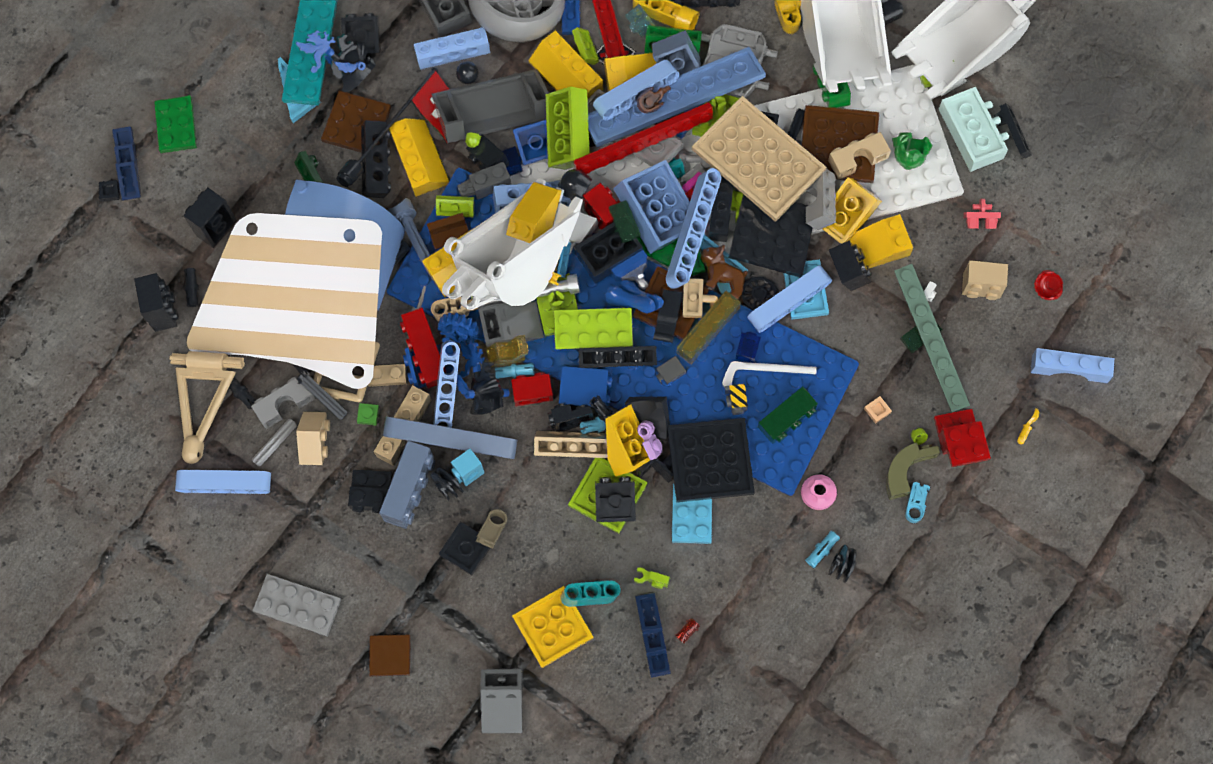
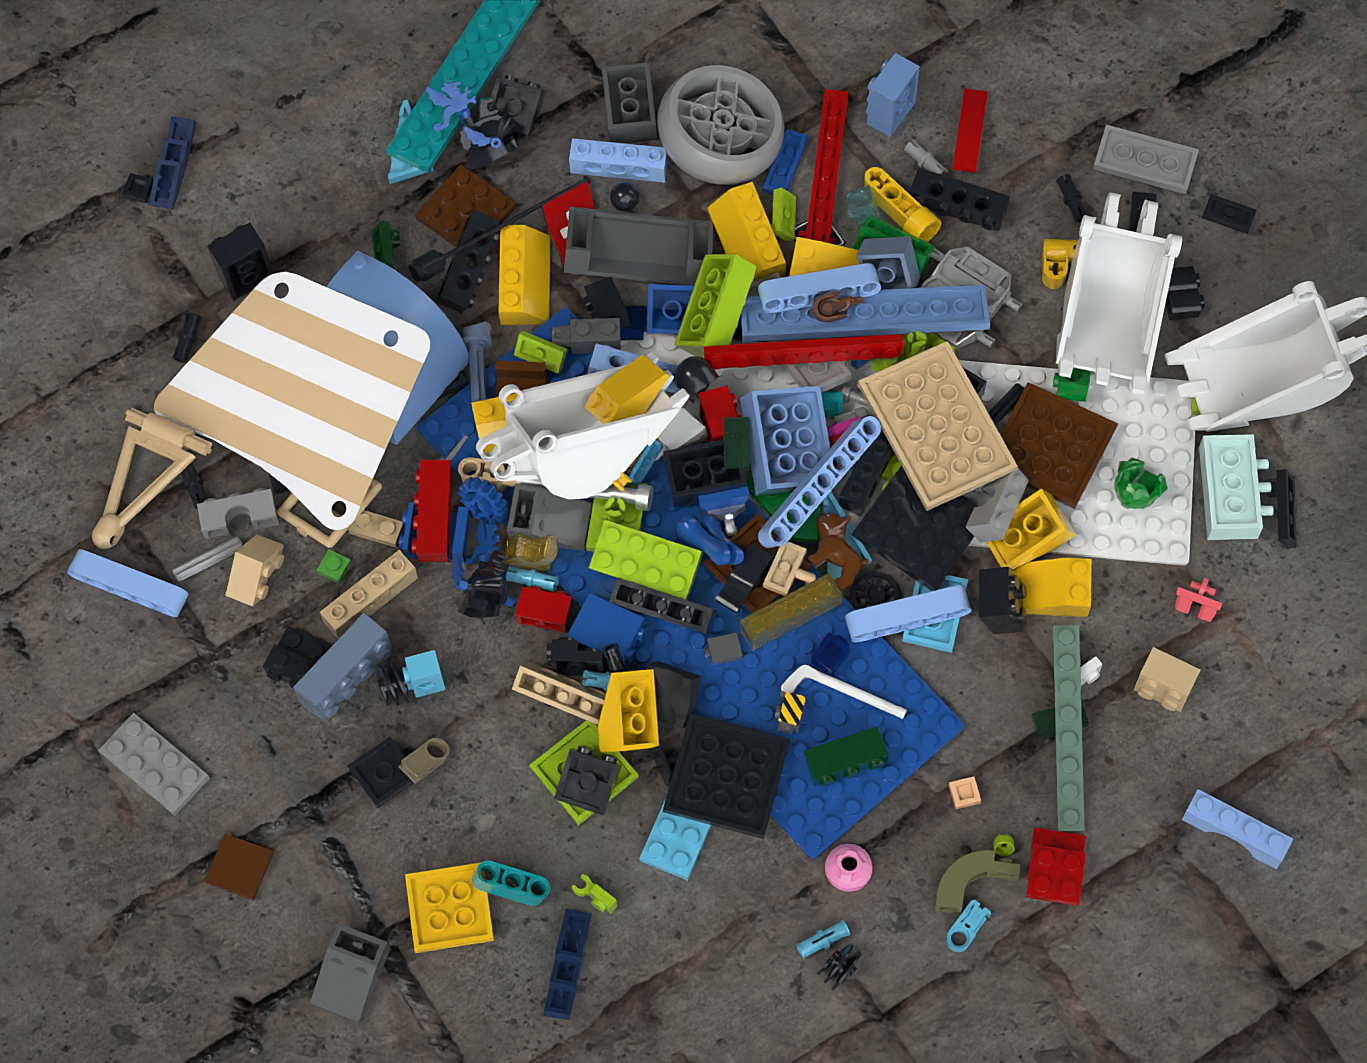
camera: 20 degrees right, 5 degrees down
(156, 302) = (135, 339): black brick -> none
(175, 124) = (249, 136): green plate -> none
(320, 394) = (286, 522): black axle -> none
(450, 437) = (418, 629): sand blue beam -> none
(451, 378) = (429, 576): light blue beam -> none
(472, 139) = (595, 279): lime hinge -> none
(651, 443) = (660, 727): lavender plate -> none
(687, 630) = (613, 975): clear red pin -> none
(872, 147) = (1088, 462): tan arch -> none
(1026, 427) = (1147, 886): yellow piece -> none
(1048, 285) = (1248, 717): red hair -> none

